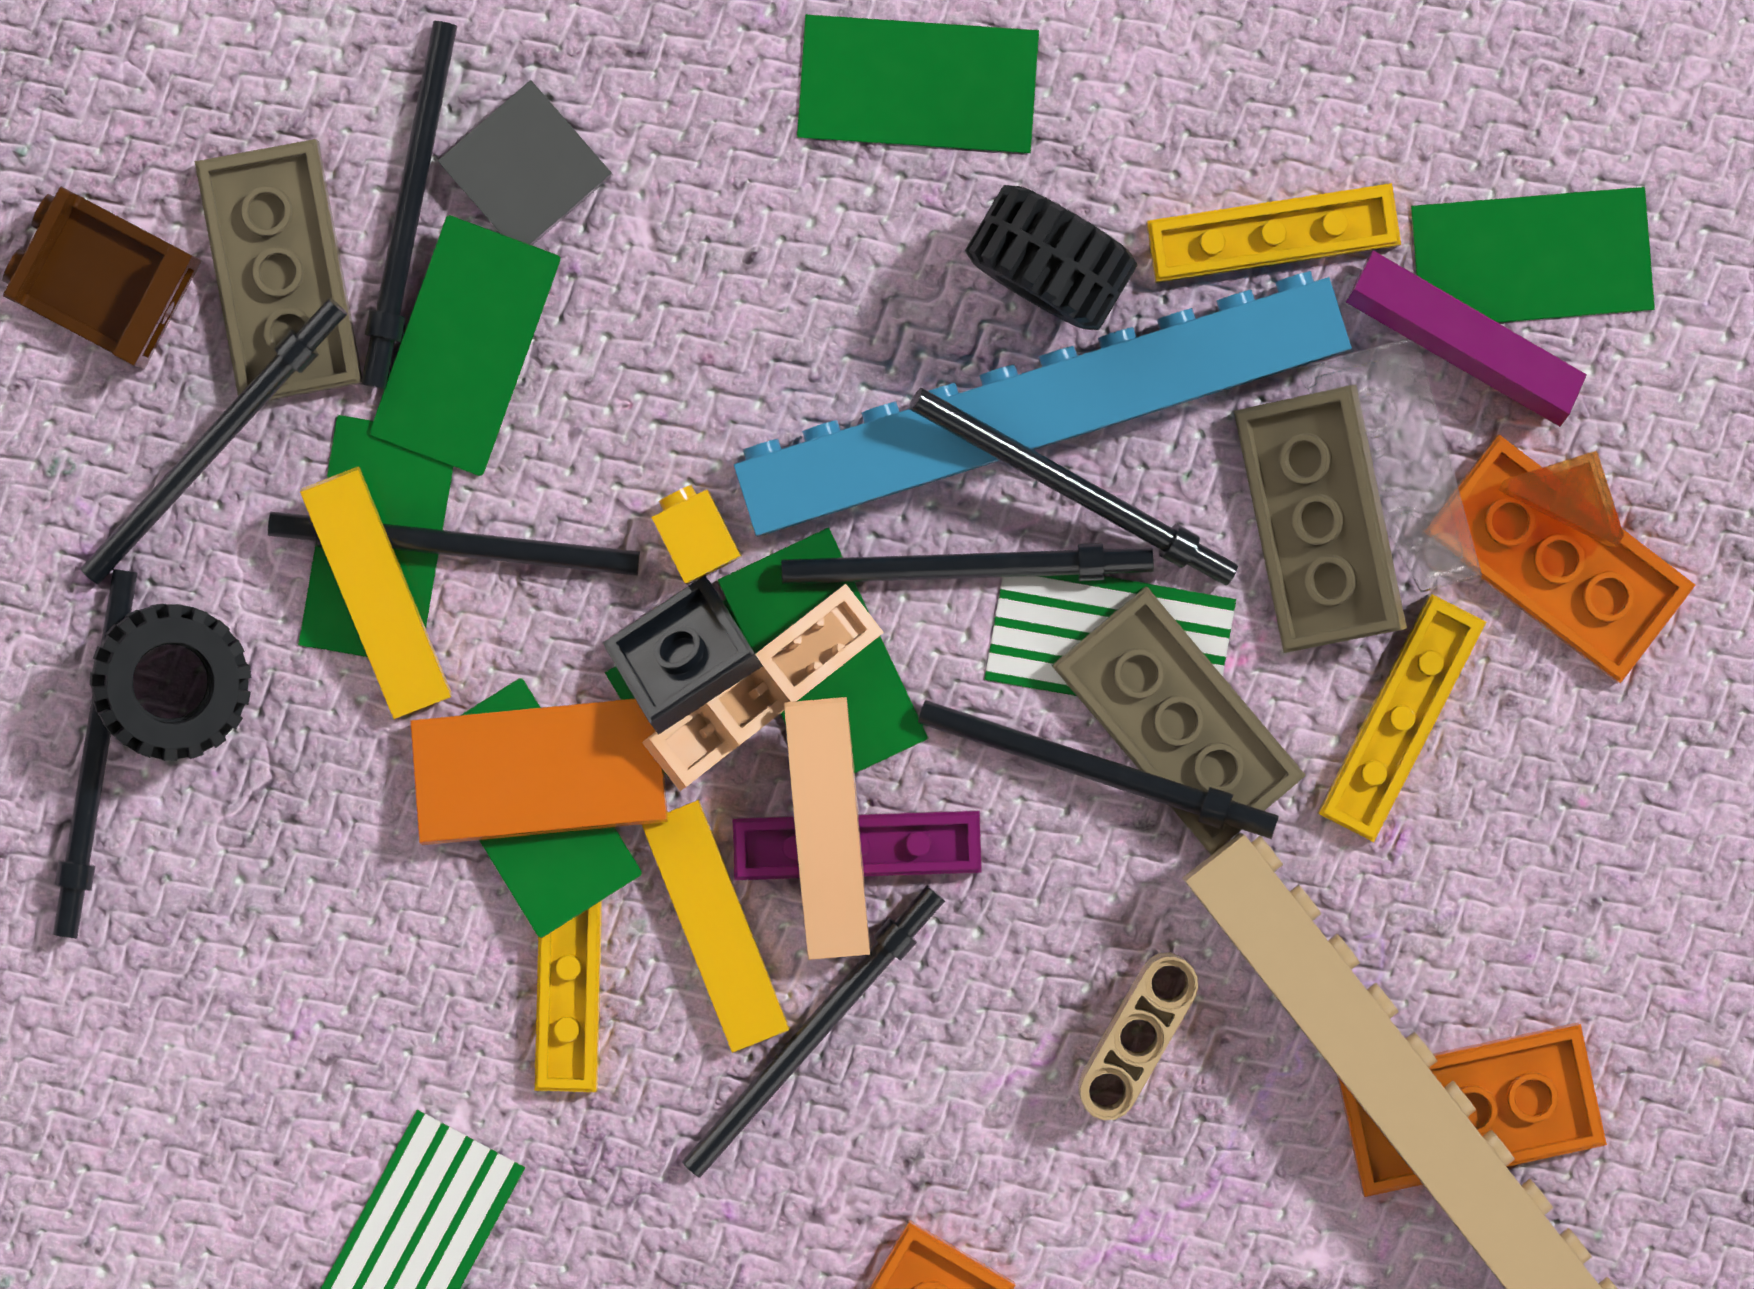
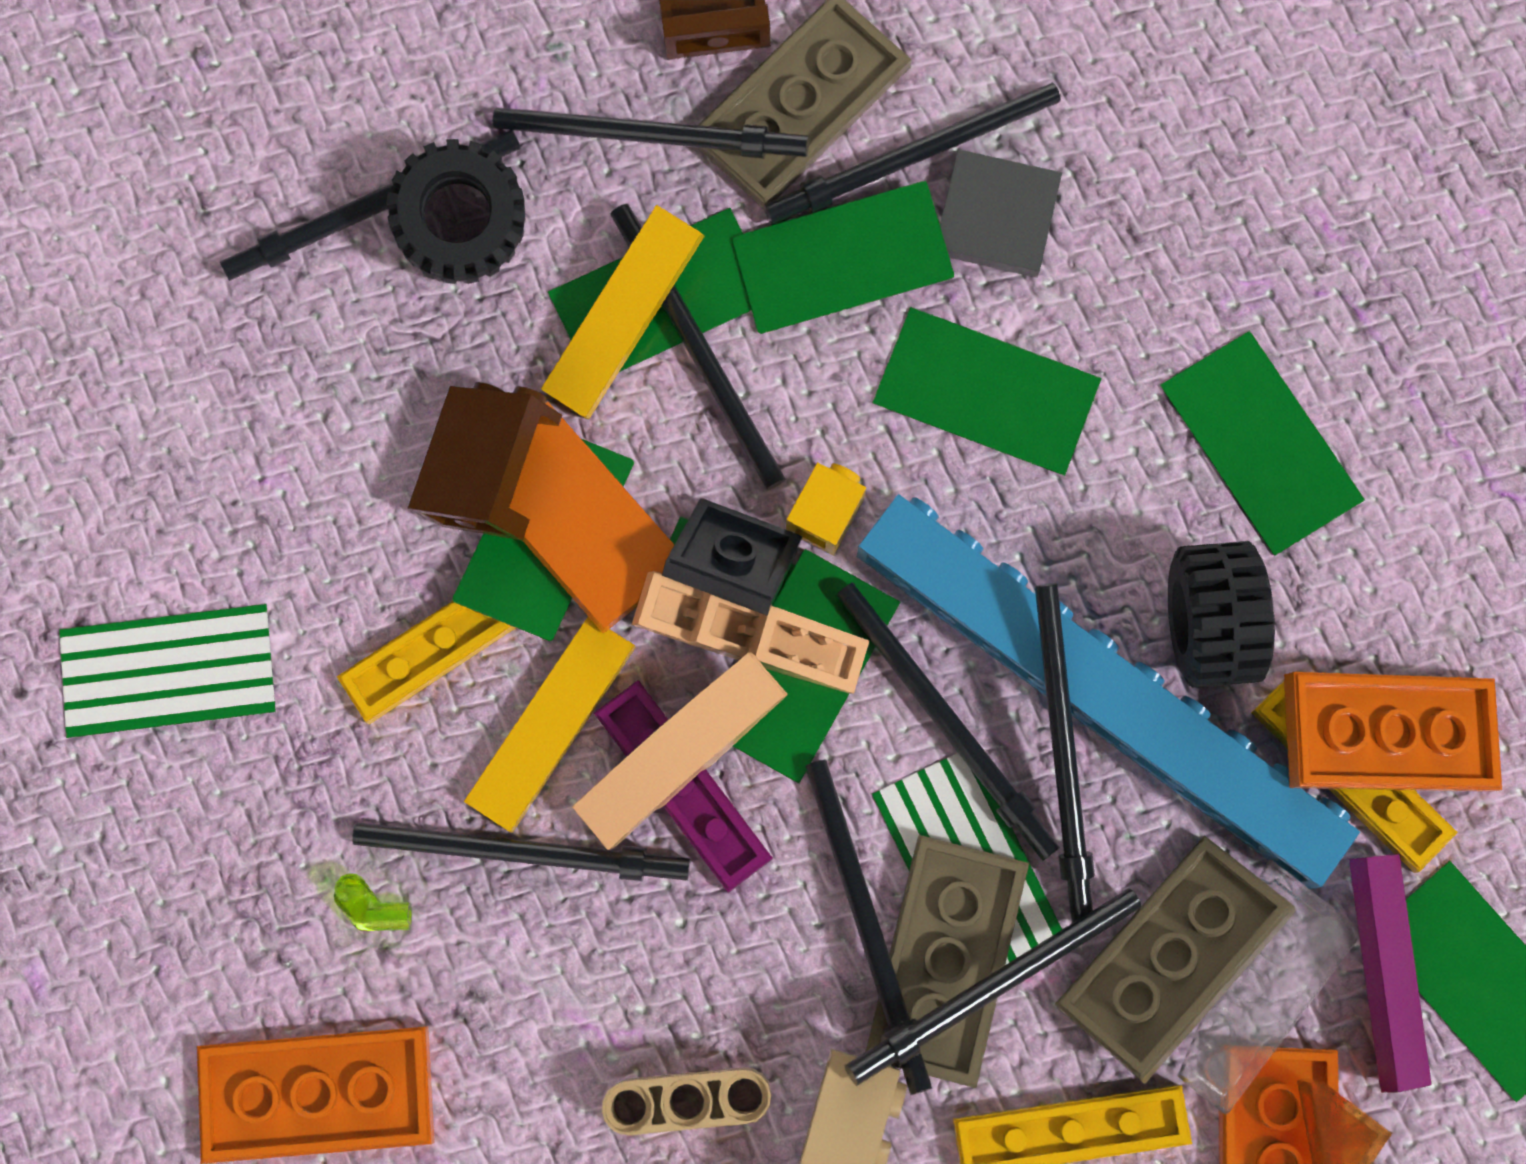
camera: 55 degrees right, 10 degrees down
(426, 822) = (479, 459): none -> reddish brown panel
(687, 302) = (987, 391): none -> green sticker
(767, 1205) = (366, 910): none -> clear neon green arm
(1223, 816) = (903, 1041): none -> black bar
(1264, 177) = (1392, 732): none -> orange tile

